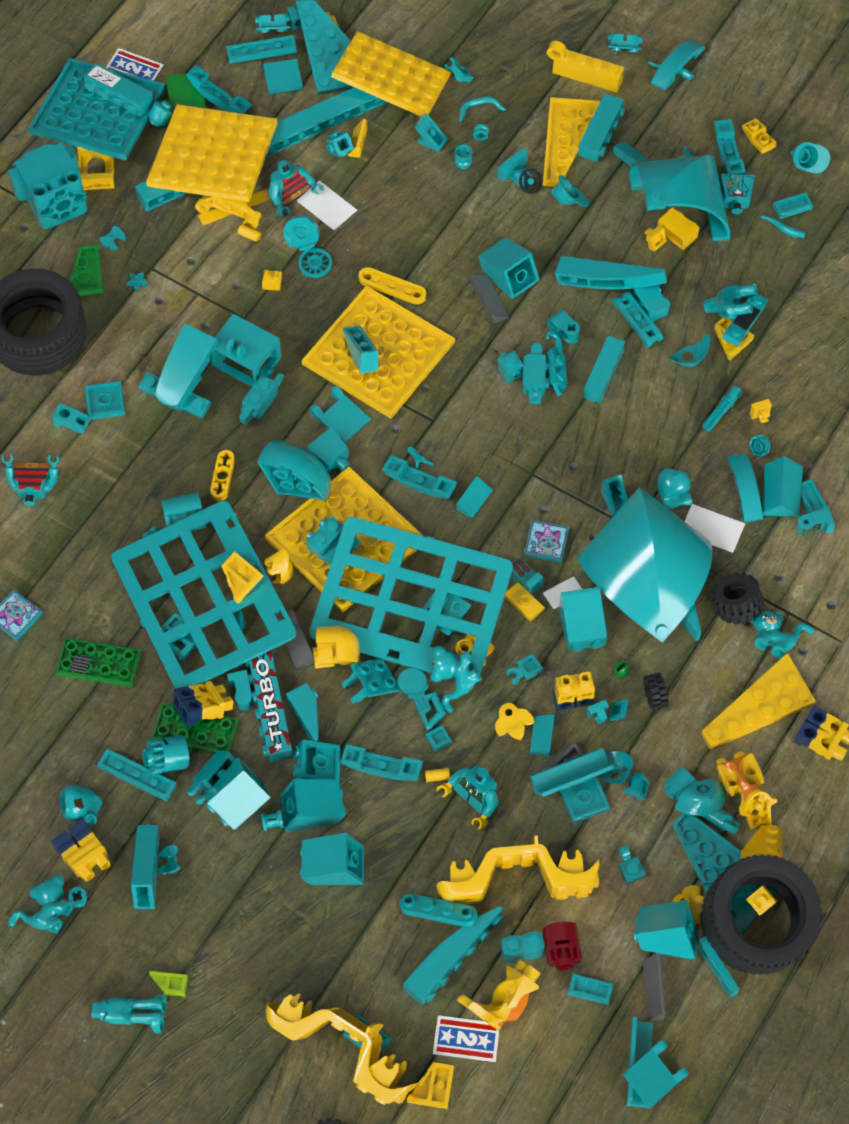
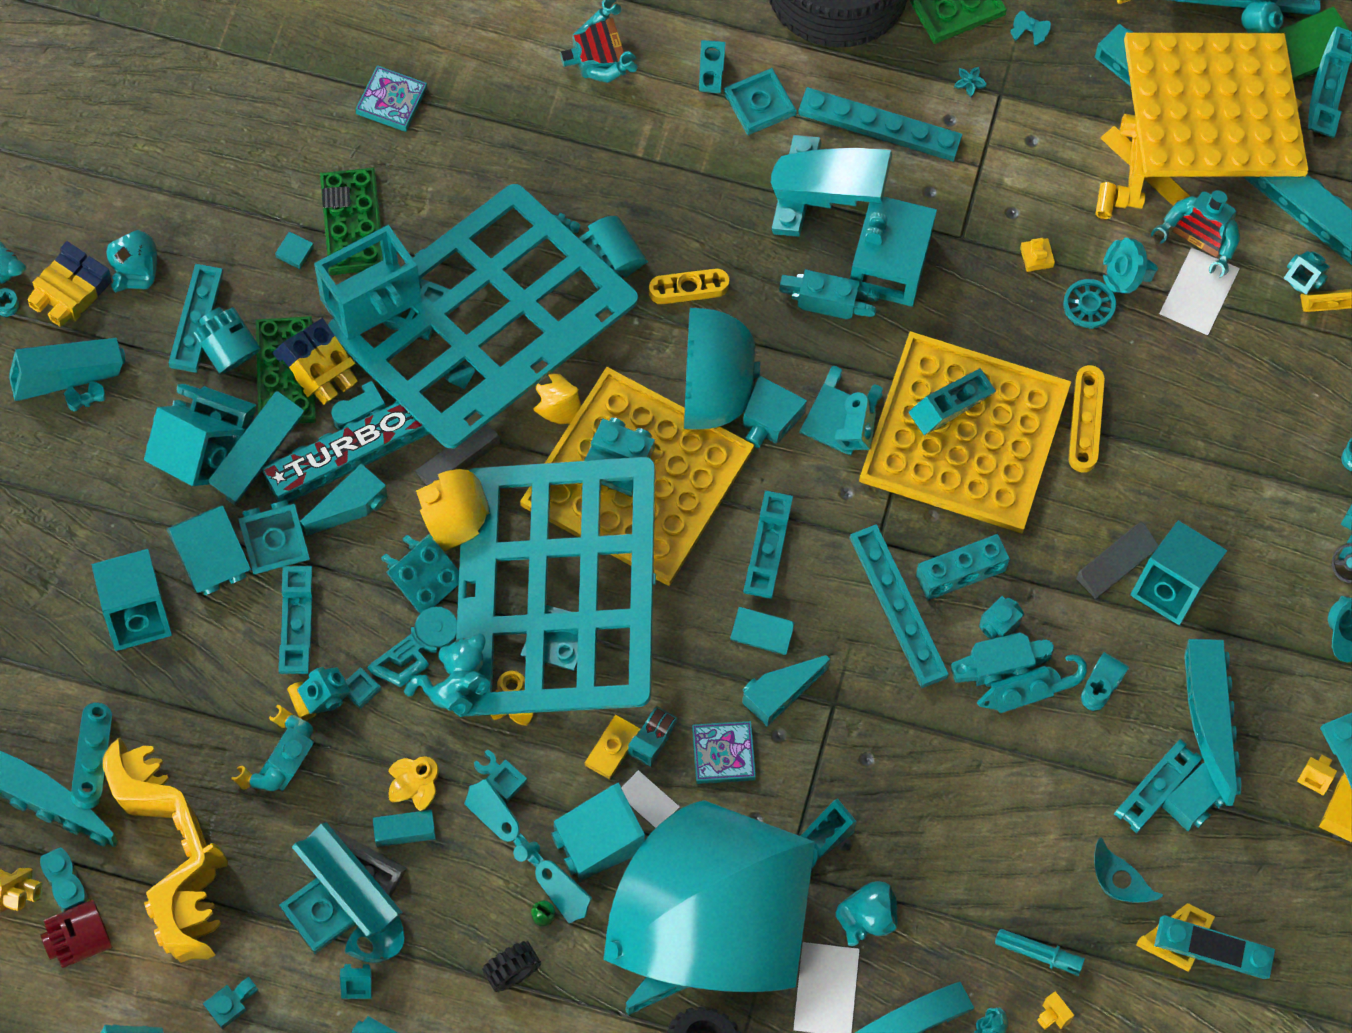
camera: 70 degrees right, 5 degrees up
(107, 702) = (294, 250): none -> teal tile
(147, 338) = (880, 124): none -> teal plate
(166, 650) = (373, 293): none -> teal piece
(240, 576) = (517, 348): yellow wing -> none
(253, 753) = (256, 447): none -> teal panel
(272, 820) = (169, 497): teal bush -> none
(351, 401) = (858, 423): none -> teal leg
(418, 457) = (806, 536): teal bar -> none
(437, 755) = (324, 690): none -> teal brick
(469, 377) = (962, 567): none -> teal brick
(481, 419) = (899, 606): none -> teal plate
(519, 502) = (780, 688): none -> teal slope
(573, 689) = (476, 849): yellow hips -> none
(590, 989) = (27, 993): teal plate -> none
(598, 711) = (459, 895): teal tile -> none
(604, 369) = (1046, 757): teal brick -> none
(613, 652) = (561, 888): none -> teal piece
(619, 710) = (471, 925): teal slope -> none
(727, 301) = (1238, 912): teal connector -> none

